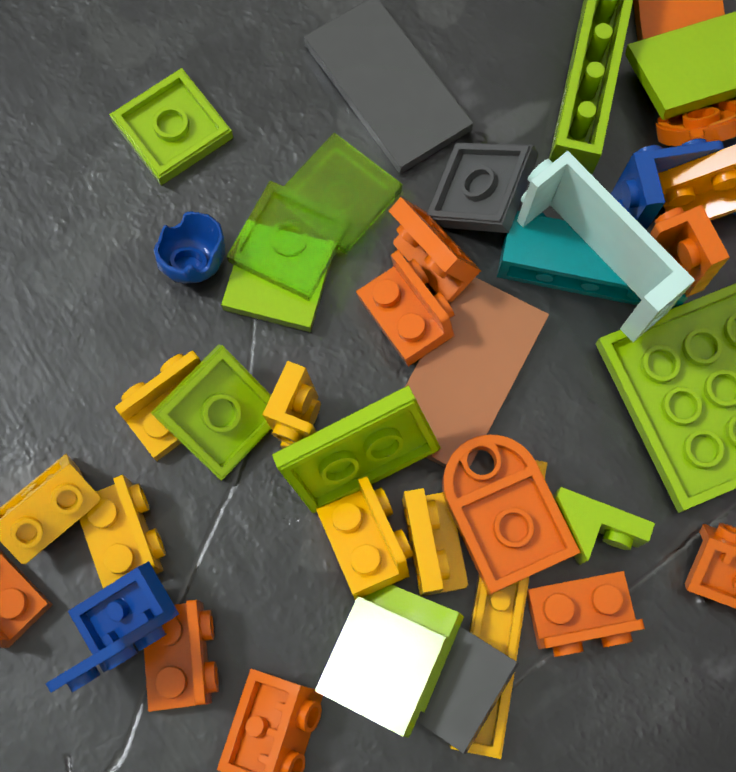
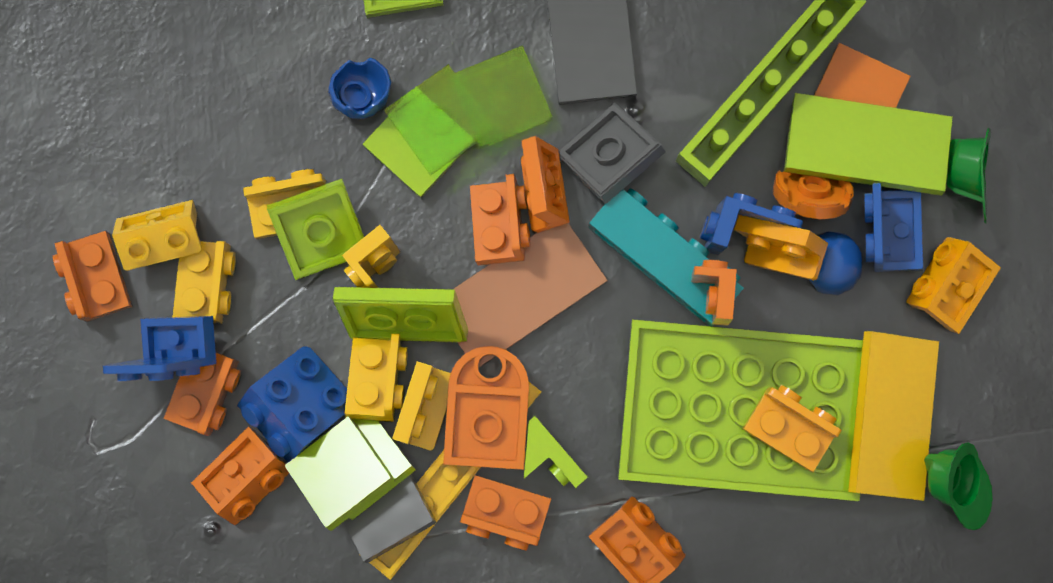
camera: 30 degrees right, 10 degrees up
(289, 616) = (294, 403): none -> blue bracket
(611, 234) = (645, 187): light aqua panel -> none

